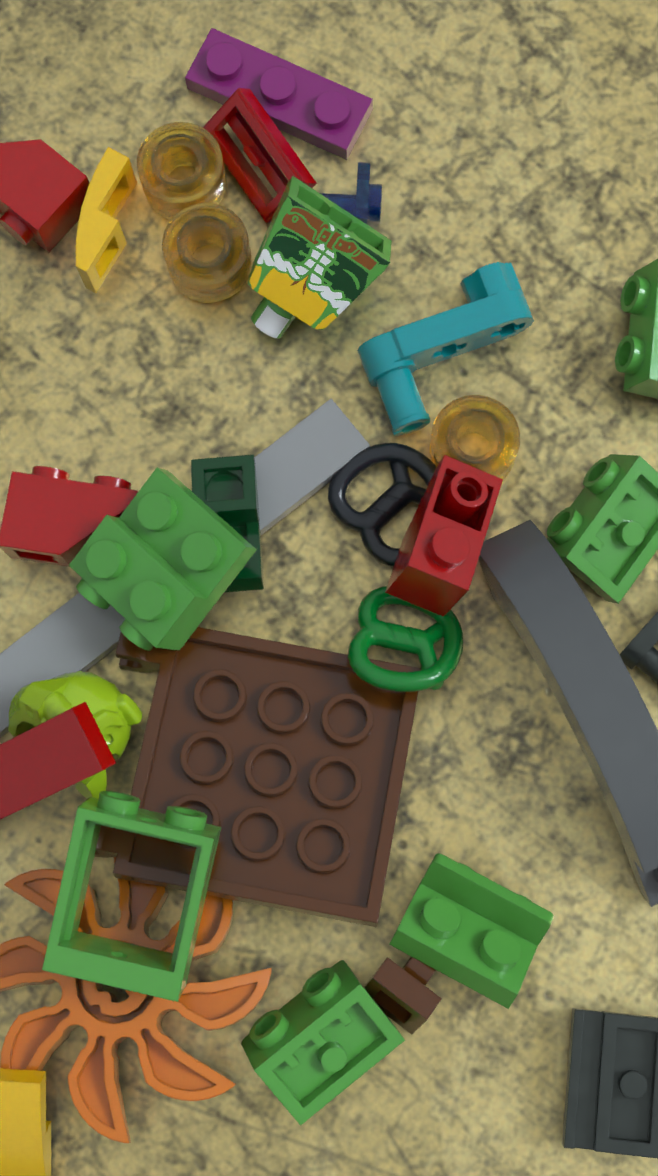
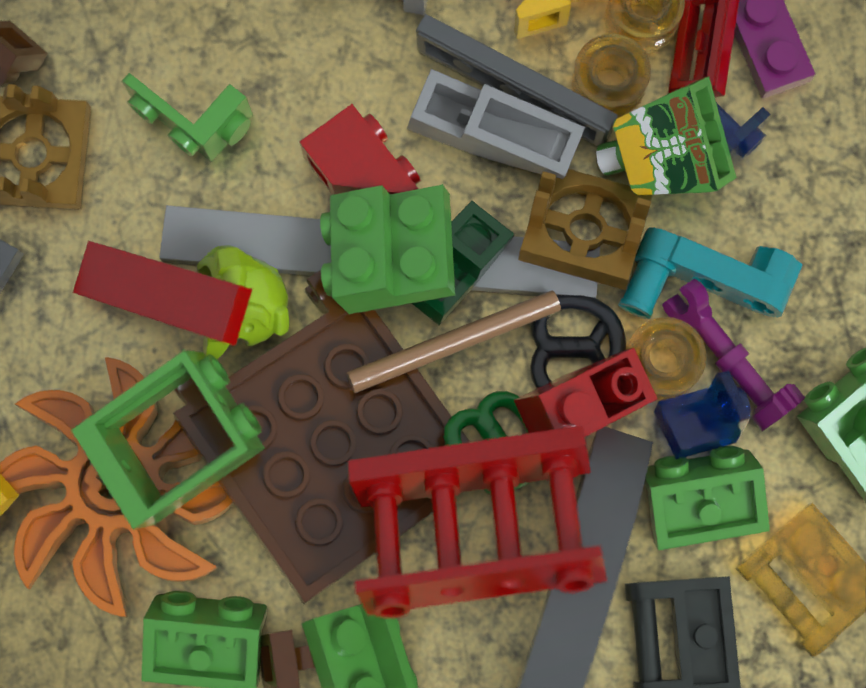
camera: 40 degrees right, 0 degrees up
(129, 328) = (509, 76): none -> dark grey tile
(149, 381) = (494, 125): none -> light grey slope
(288, 591) = (453, 341): none -> medium nougat bar
(292, 446) = (607, 269): none -> pearl gold piece
(393, 708) = (465, 467): none -> red fence
(552, 459) = (704, 417): none -> clear blue bracket
(594, 403) = (731, 358): none -> magenta piece

